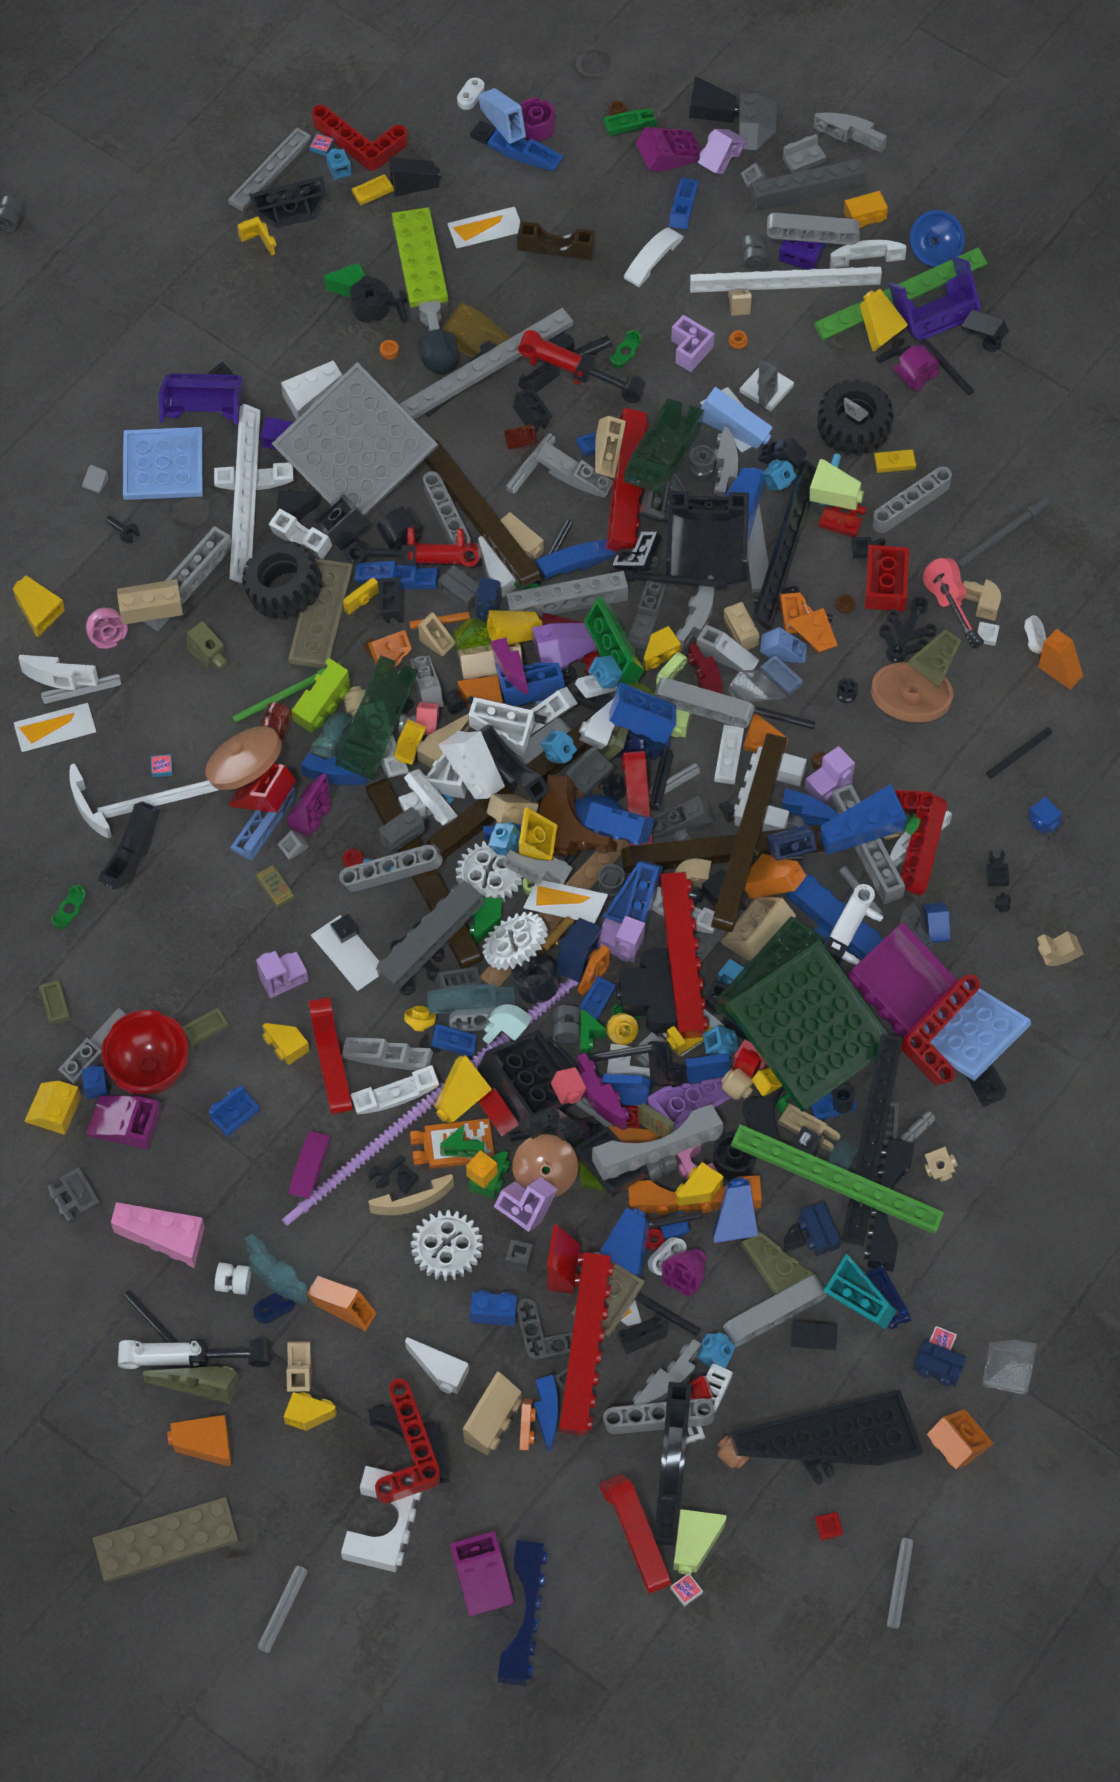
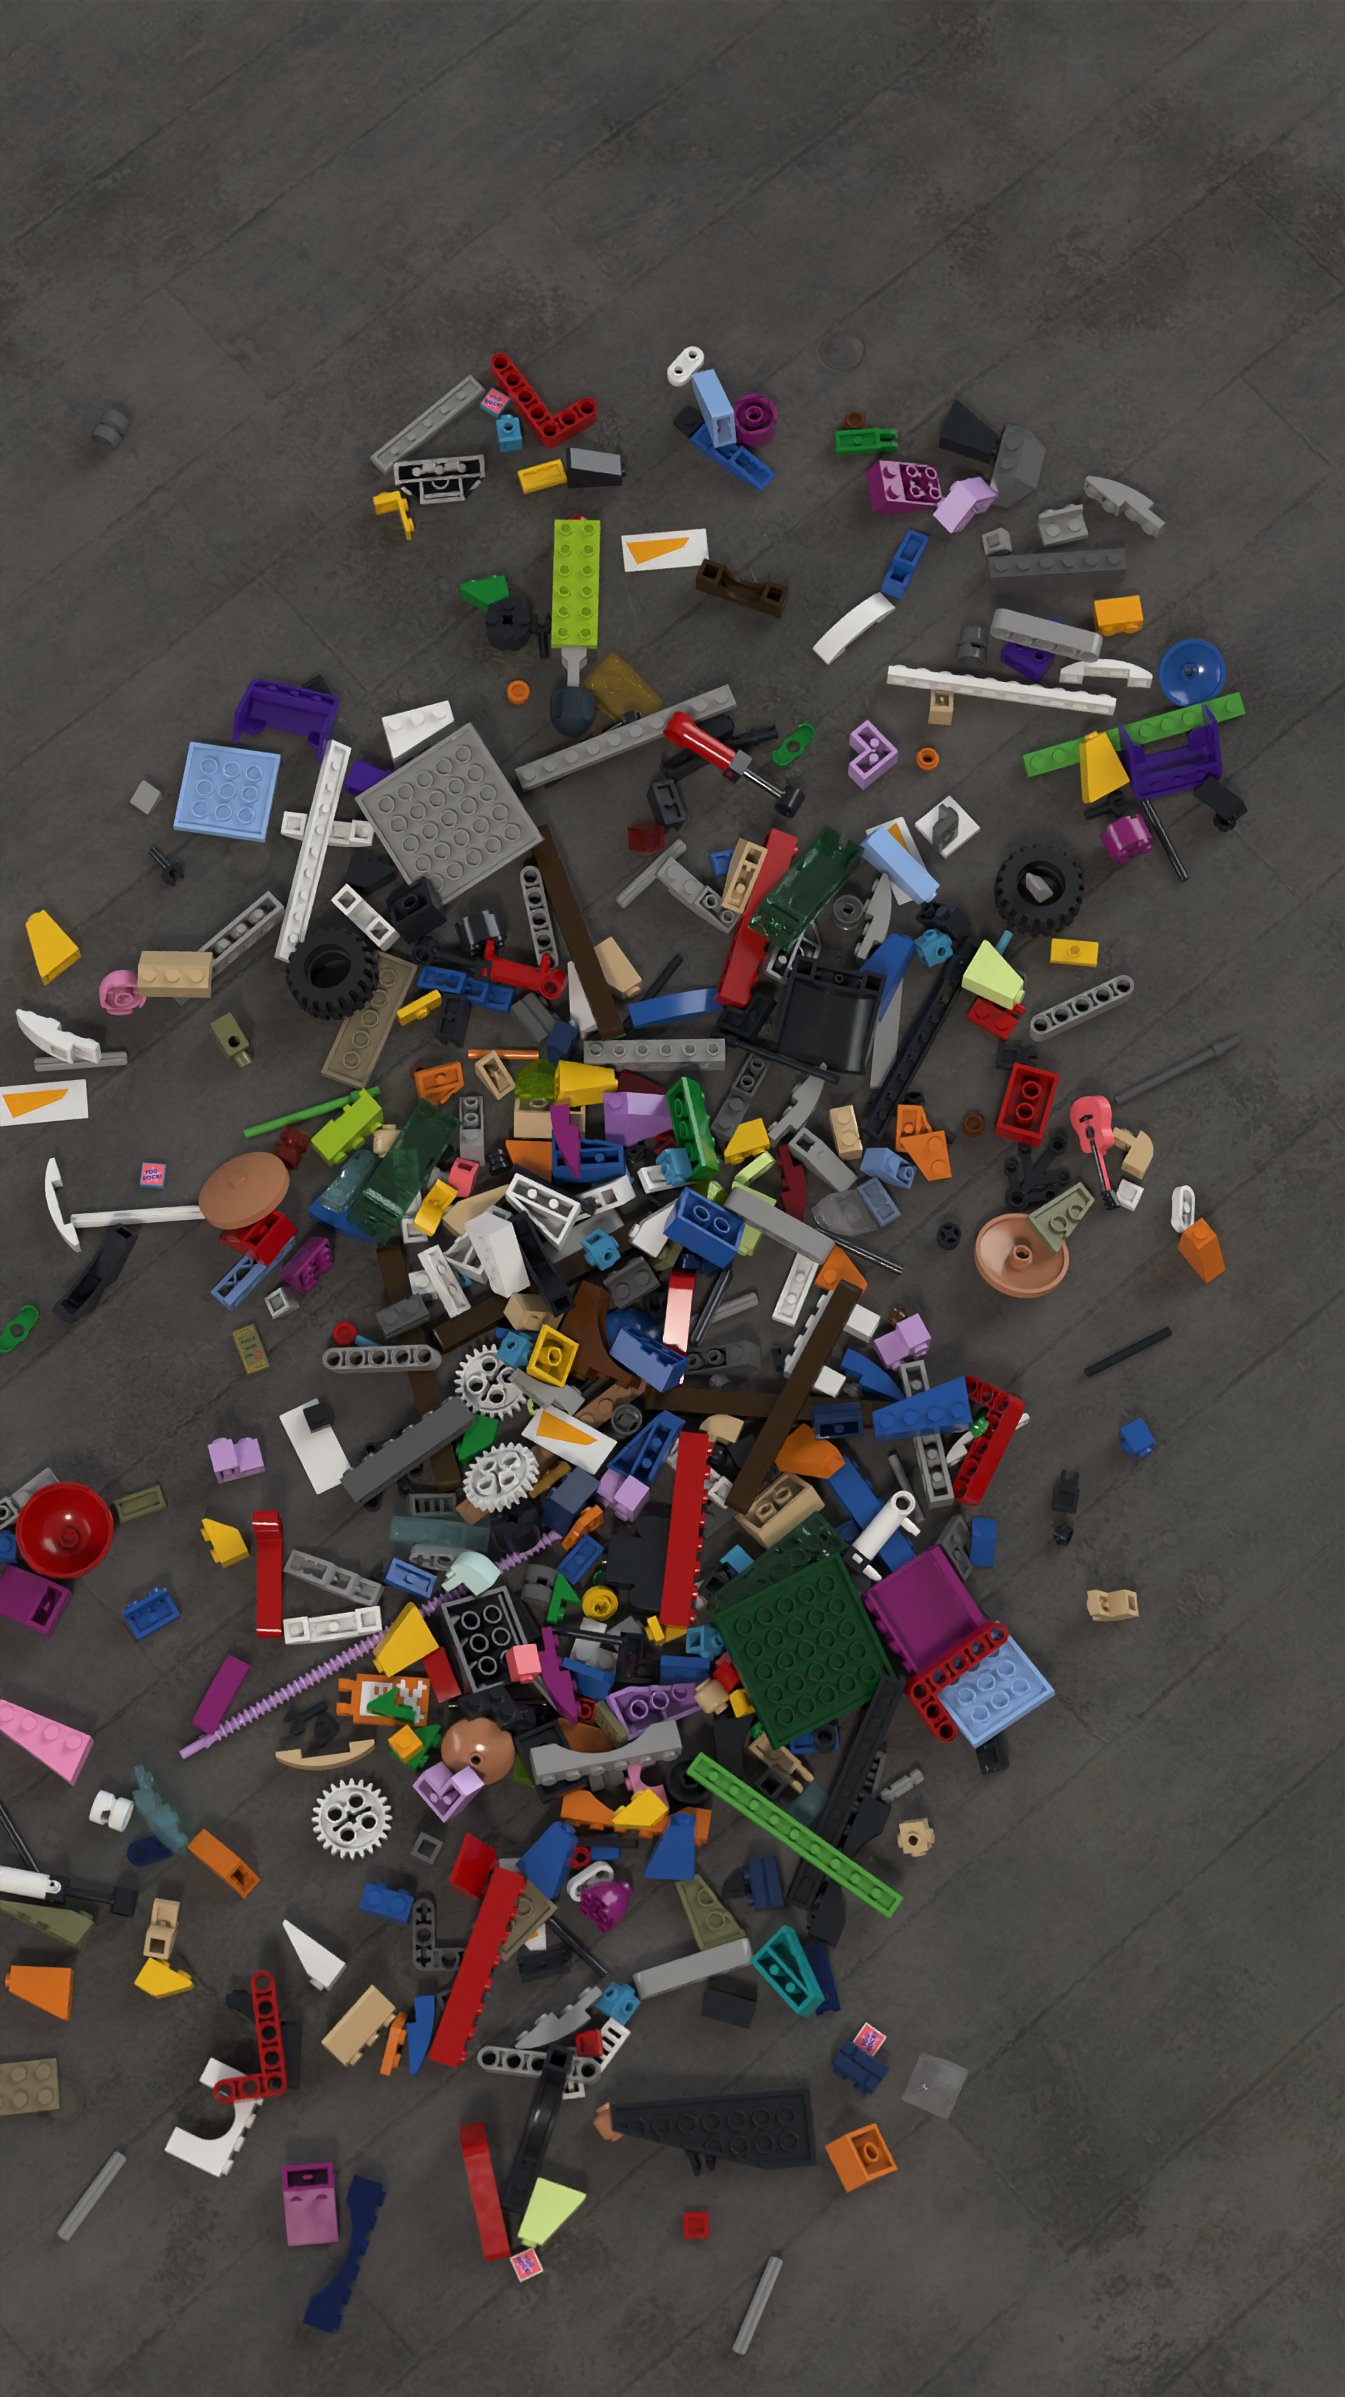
camera: 10 degrees right, 10 degrees up
(419, 1018) = (377, 1544): yellow plate -> none

